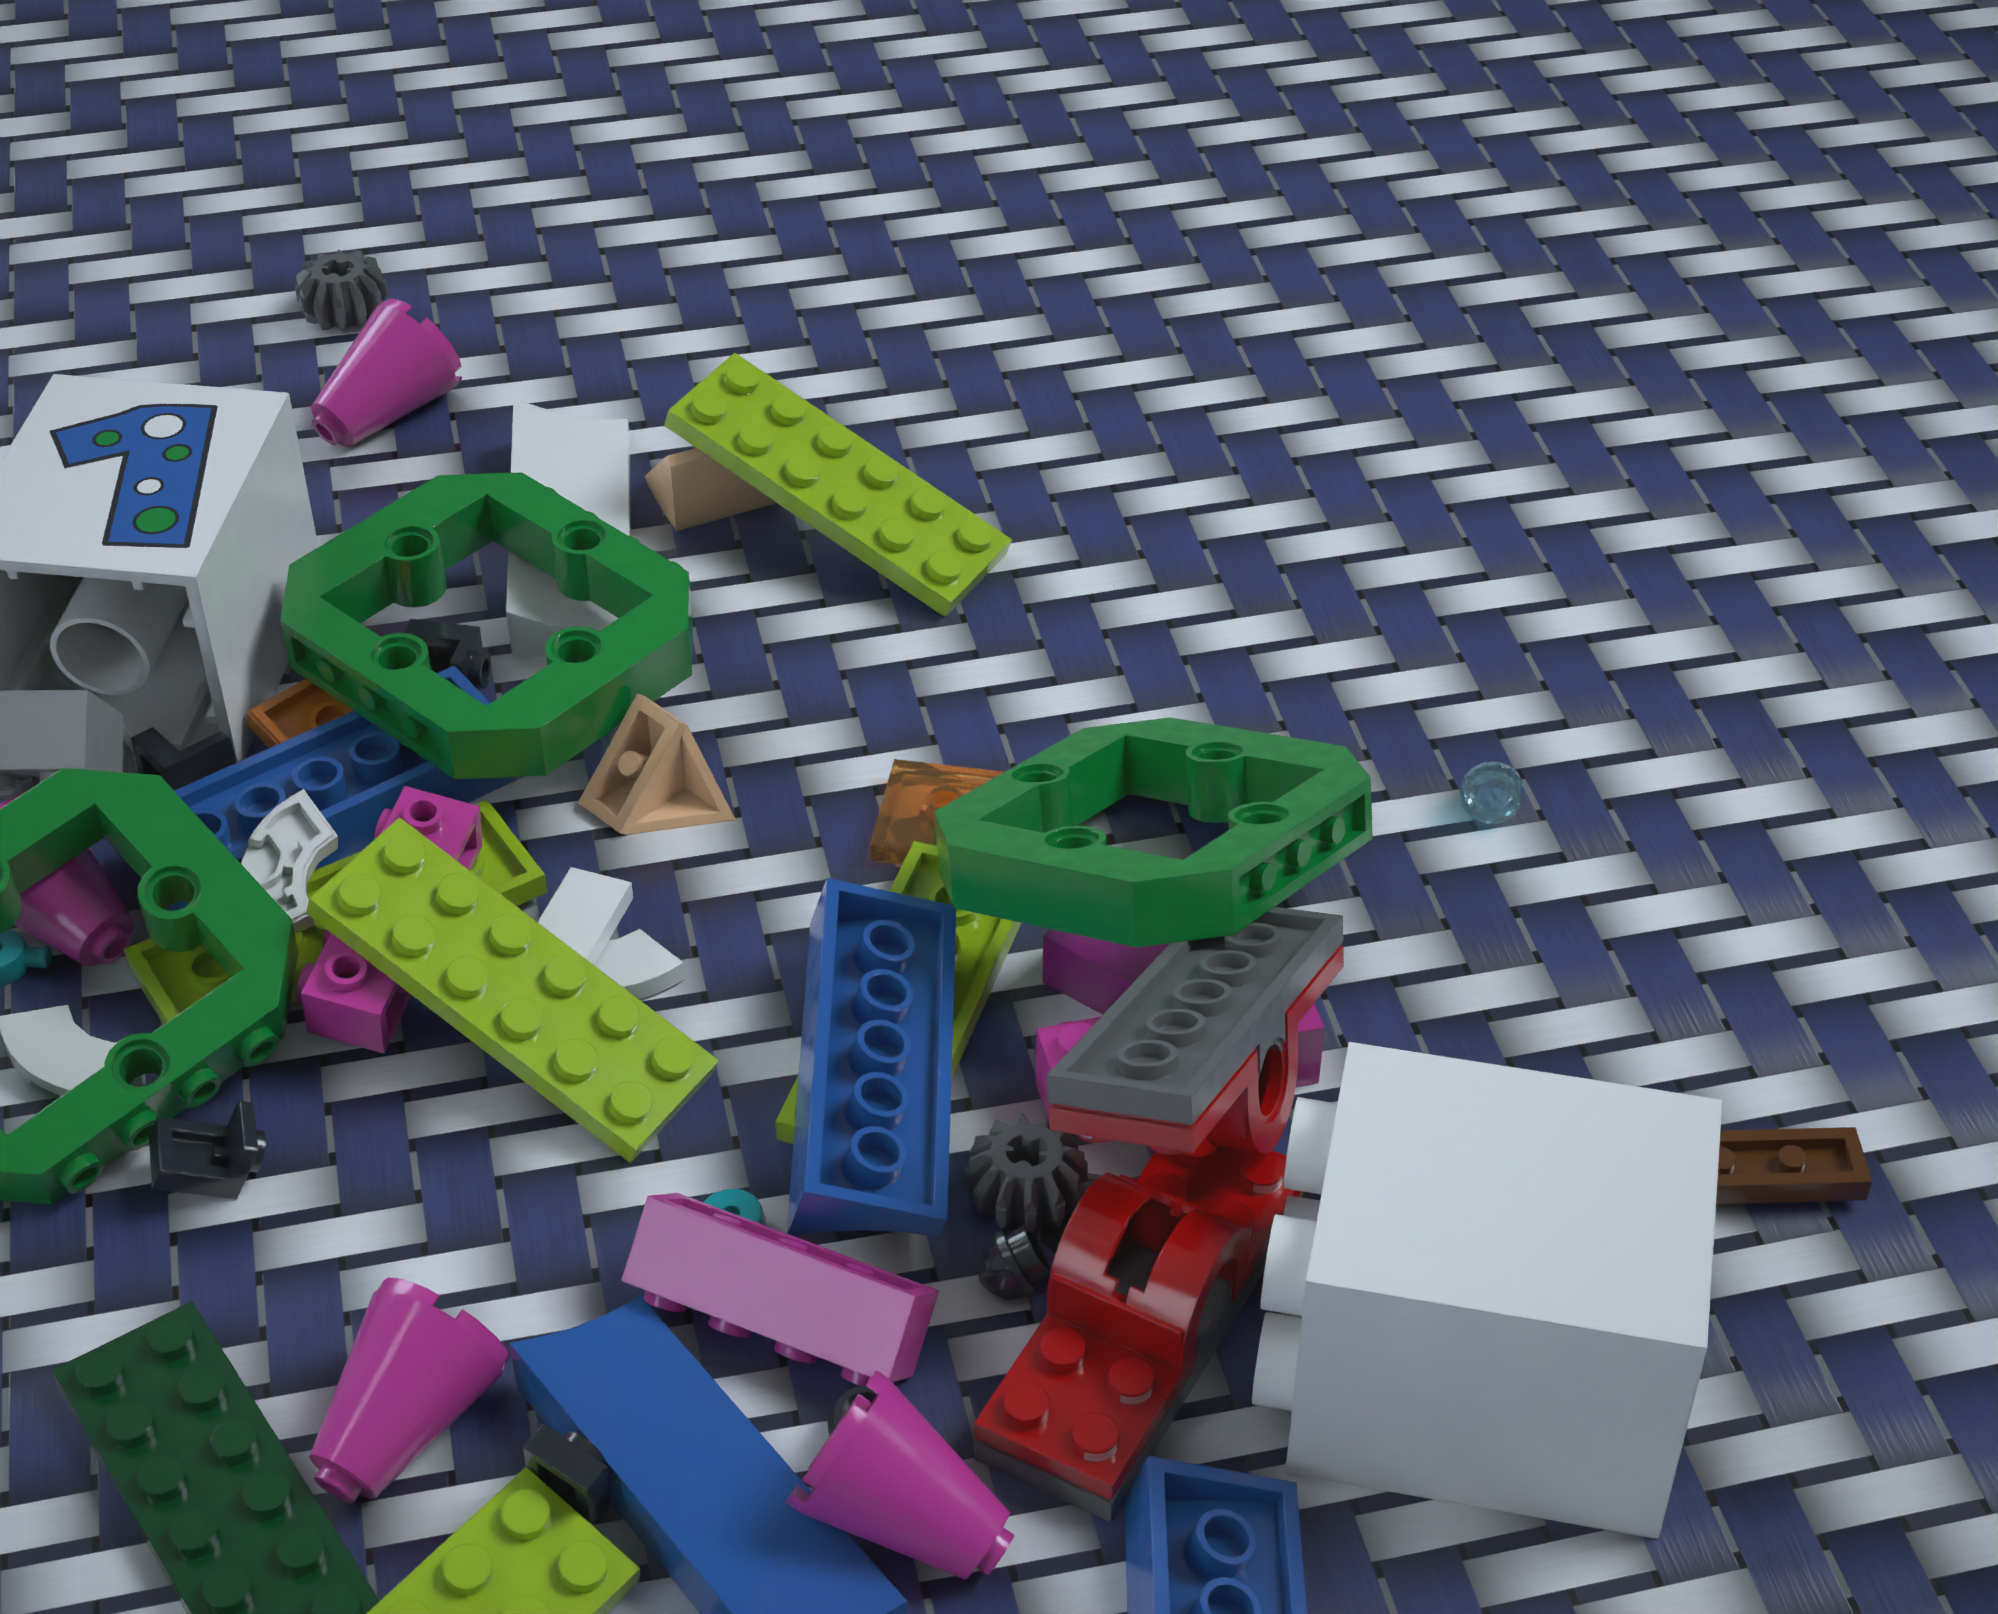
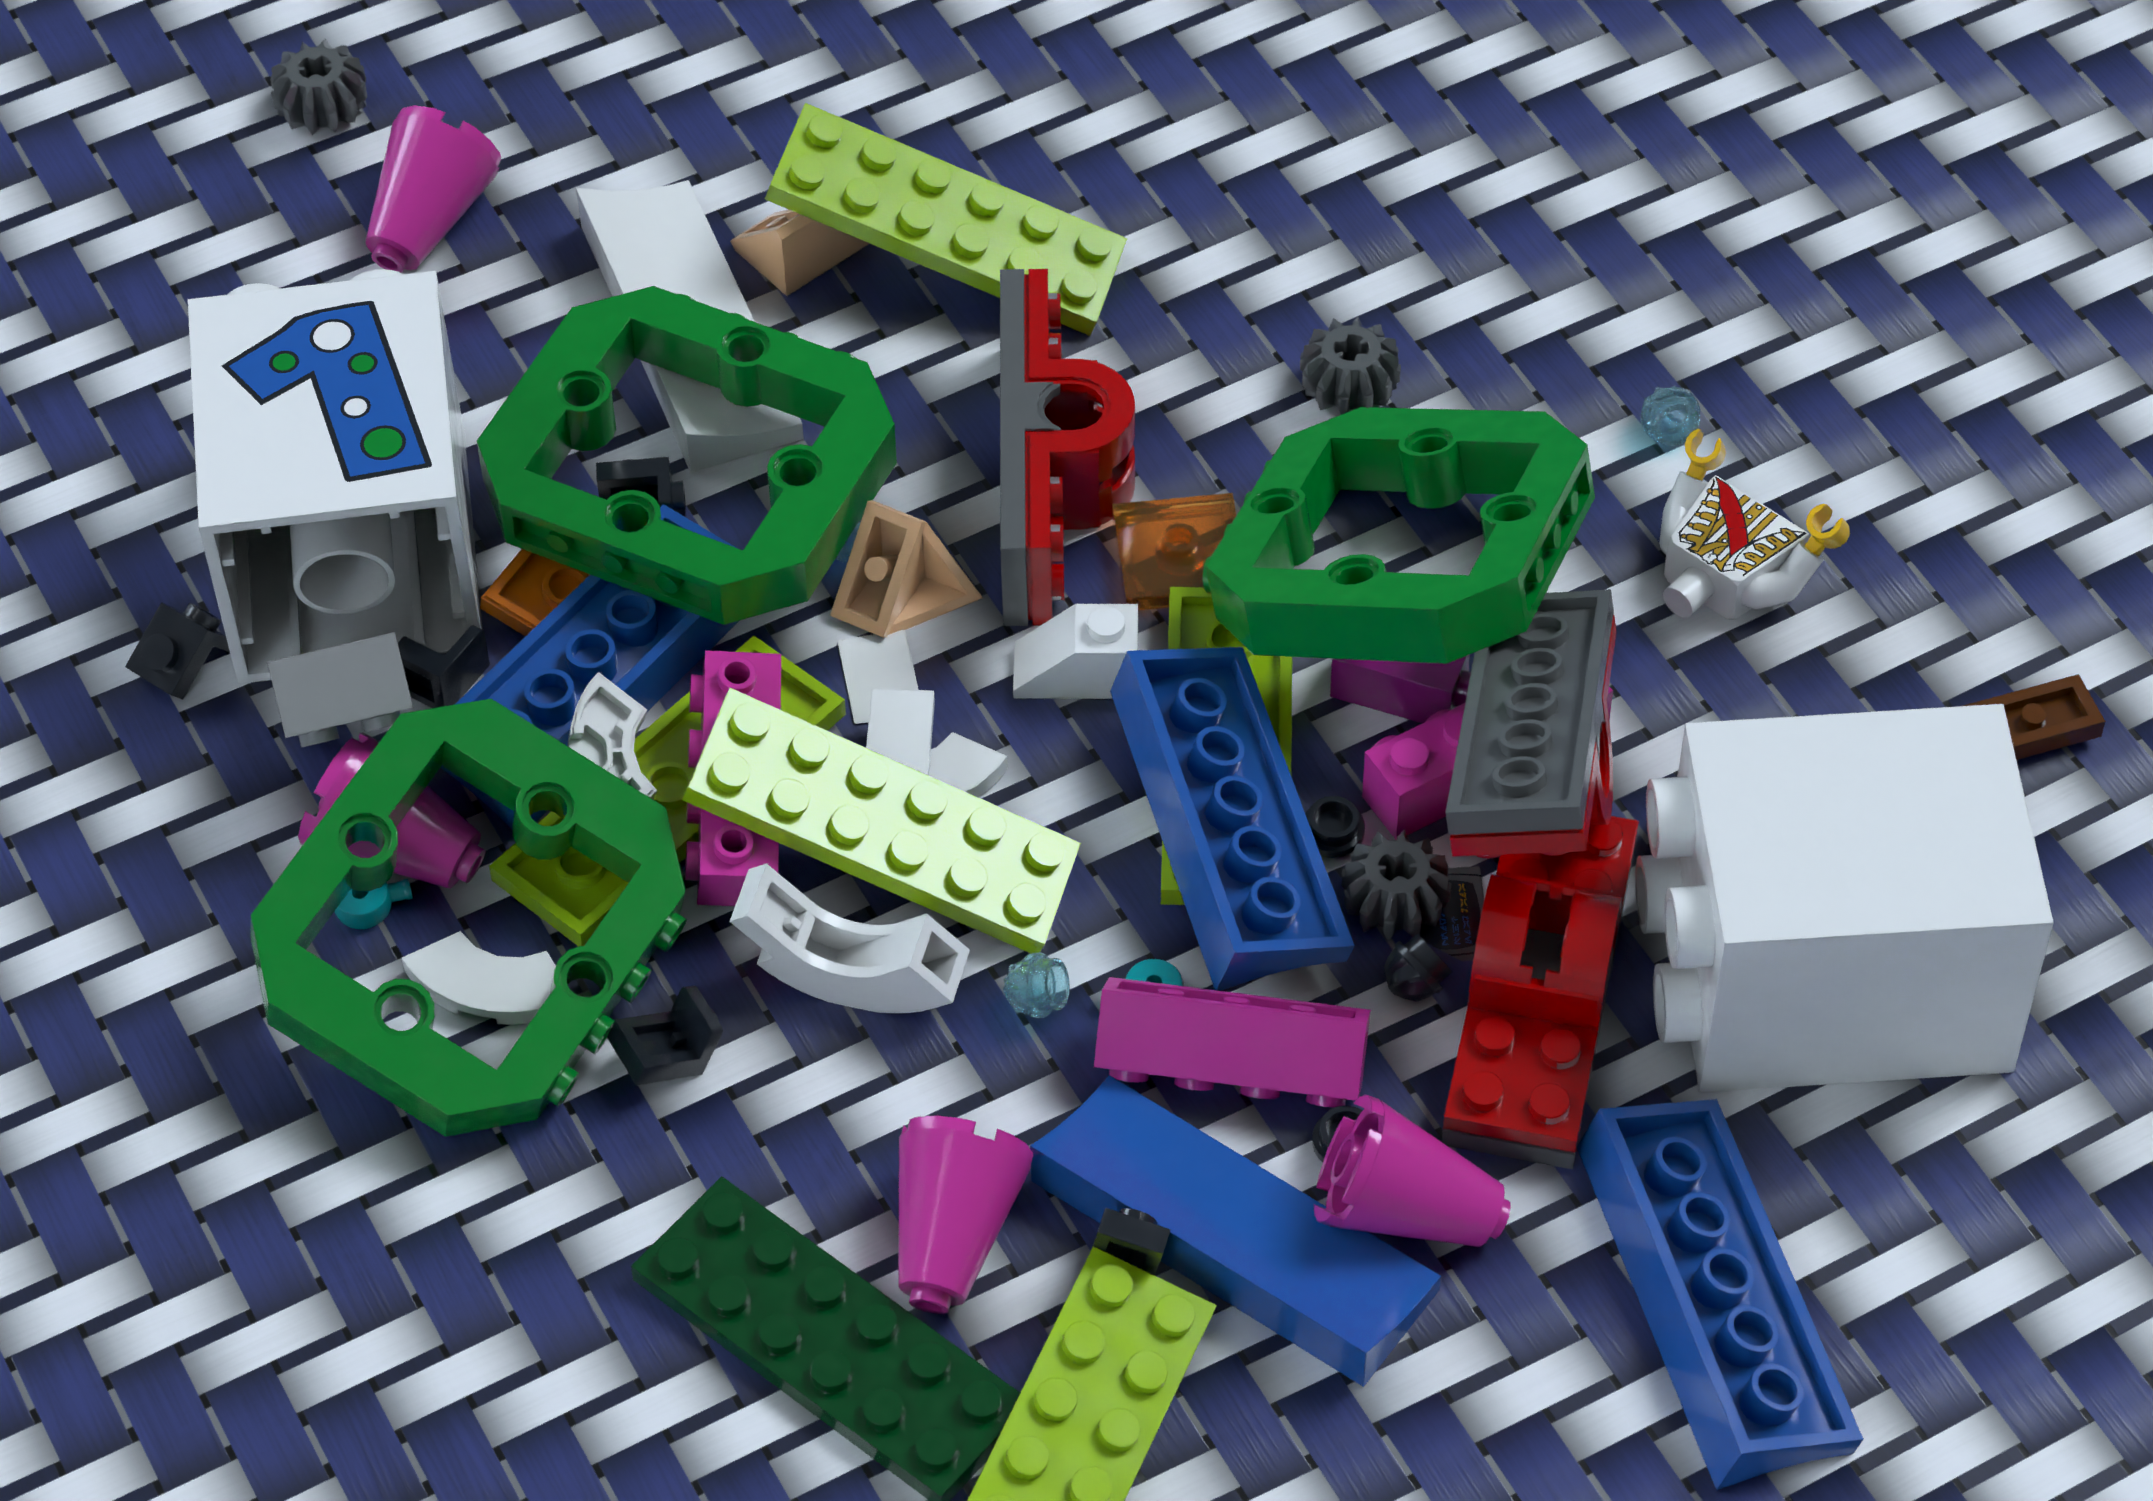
camera: 15 degrees left, 10 degrees up
(413, 1113) = (843, 961): none -> white arch
(606, 853) = (878, 664): none -> white sticker
(608, 1187) = (1037, 985): none -> clear light blue plate
(787, 879) = (1075, 652): none -> white slope
(843, 678) = (1052, 446): none -> red piece
(984, 1098) = (1336, 826): none -> black plate
(1181, 683) = (1350, 366): none -> dark grey gear
(1511, 924) = (1731, 547): none -> torso

